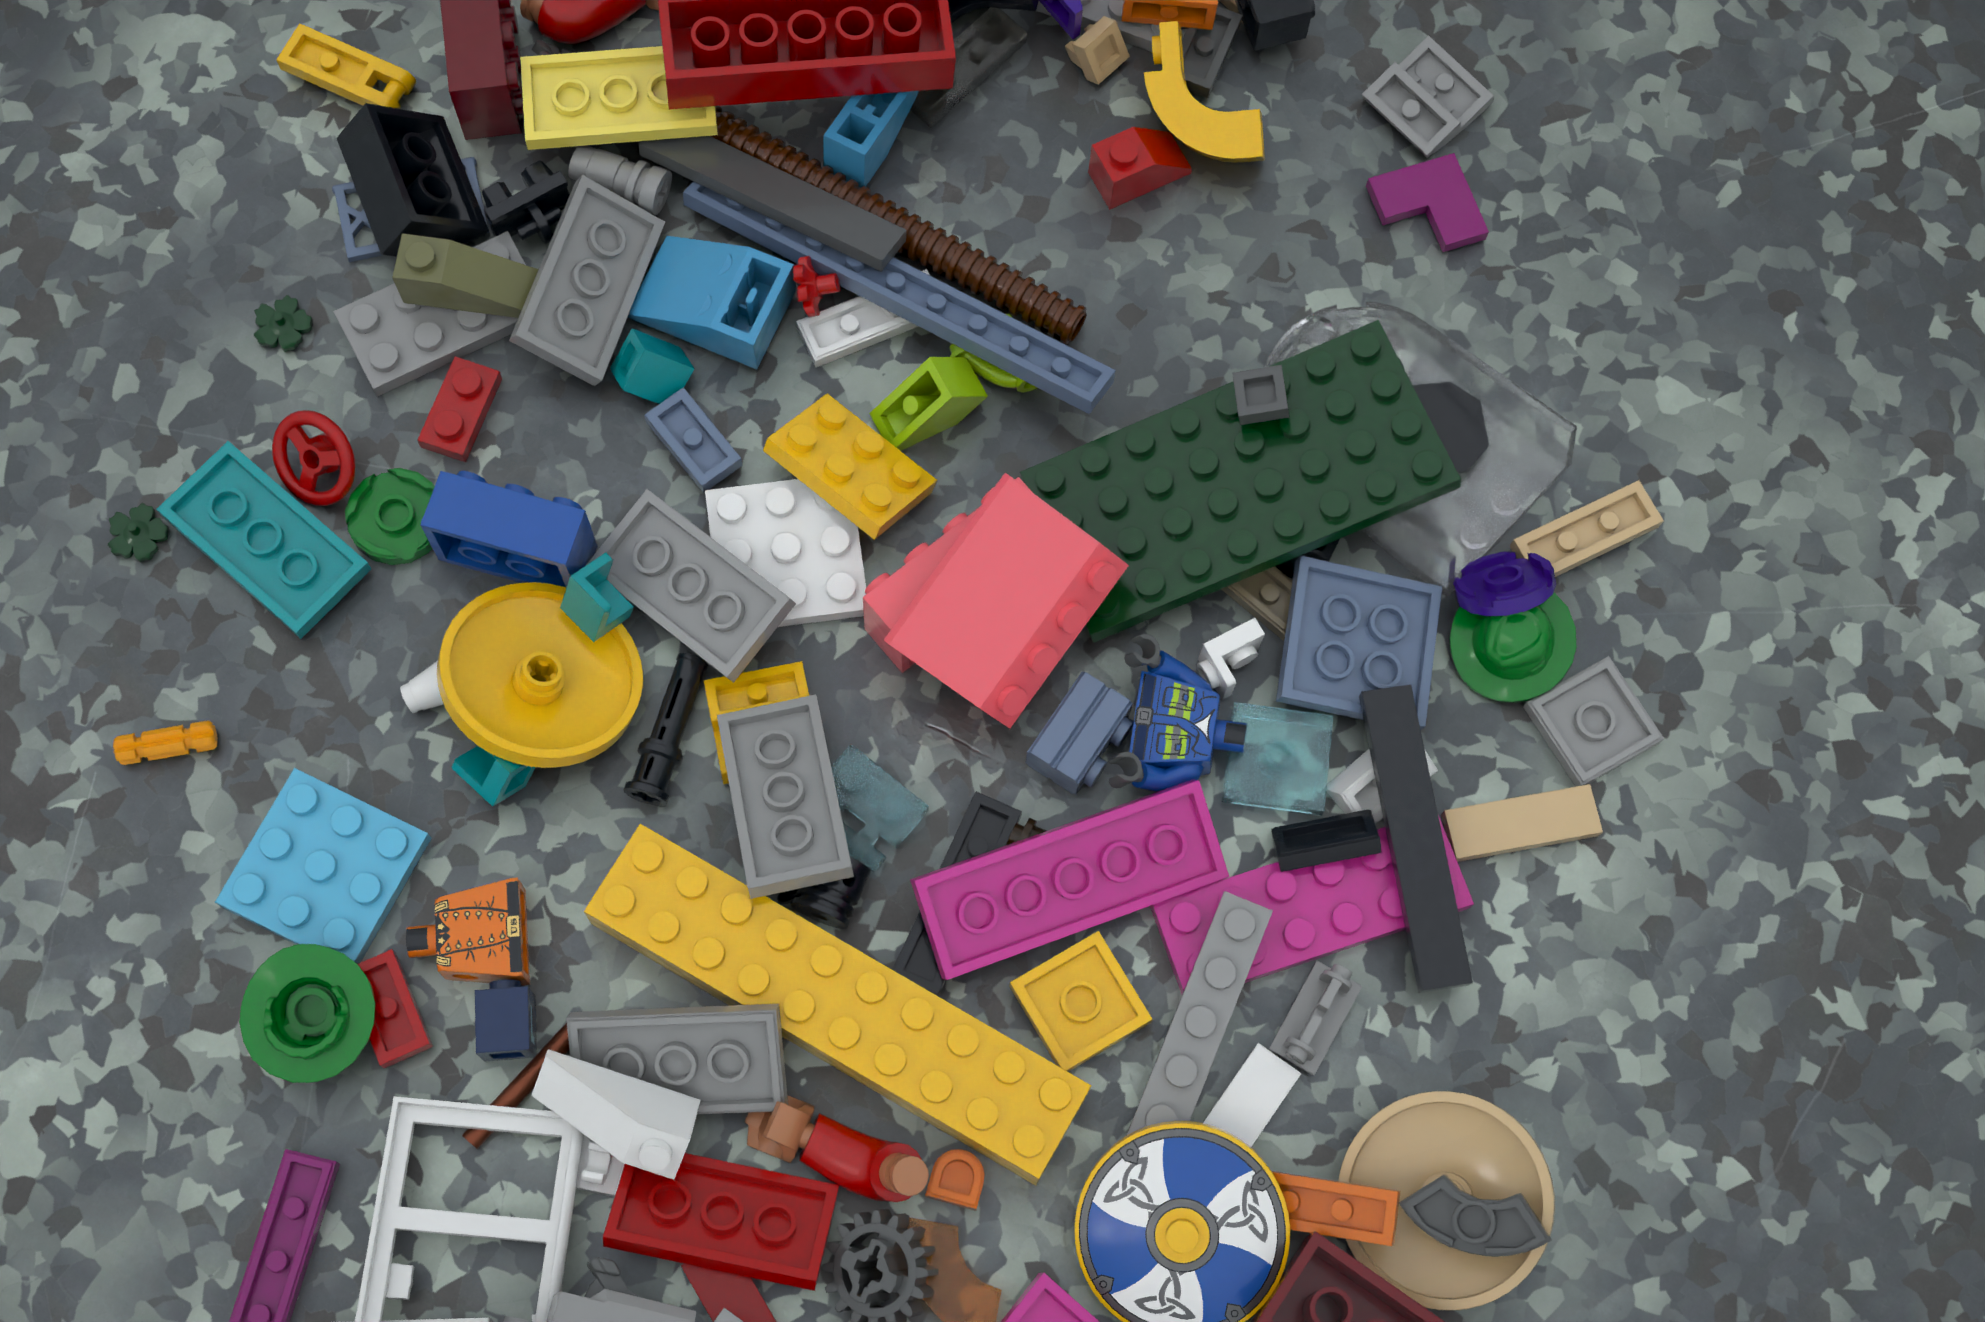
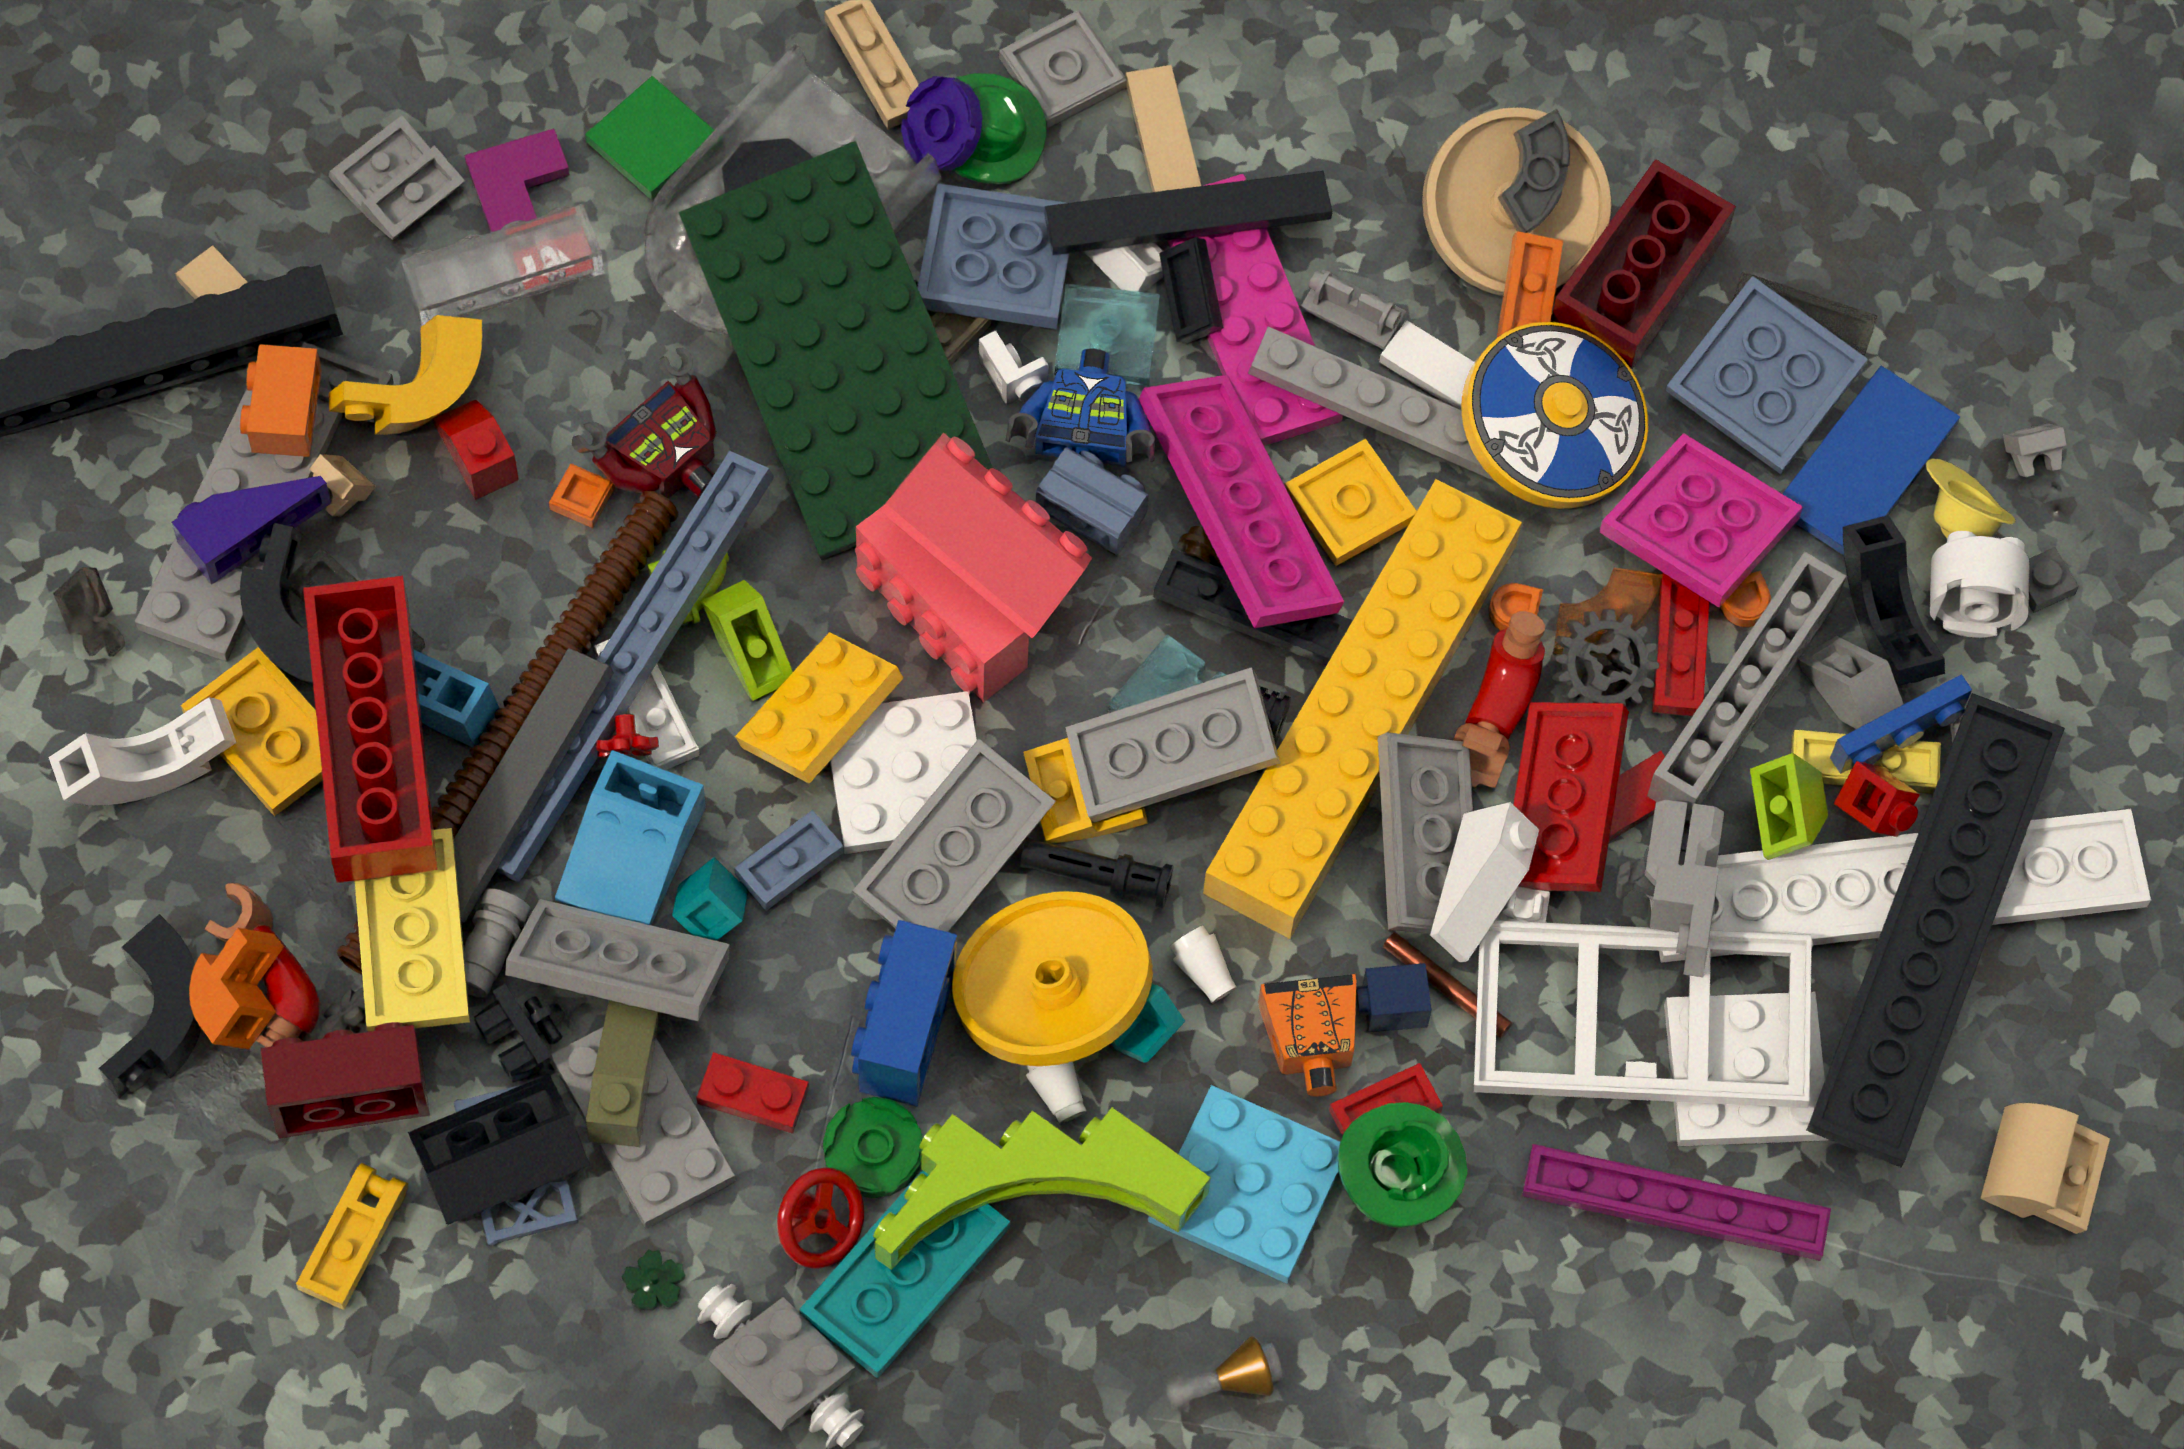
camera: 90 degrees left, 5 degrees down
(122, 859) = (1247, 1370): none -> piece
(137, 534) = (895, 1403): dark green plant -> none
(165, 742) = (1124, 1346): light orange axle -> none
(175, 424) = (781, 1364): none -> light grey plate
(347, 649) = (1036, 1158): none -> lime arch
(559, 830) = (1203, 963): none -> white cone
(594, 601) = (979, 931): teal panel -> none
(1089, 261) = (581, 495): none -> orange tile
(1140, 323) = (661, 441): none -> torso
(1260, 395) = (764, 313): dark grey plate -> none
(1332, 185) = (503, 265): none -> clear brick
(1490, 318) = (649, 136): none -> green tile

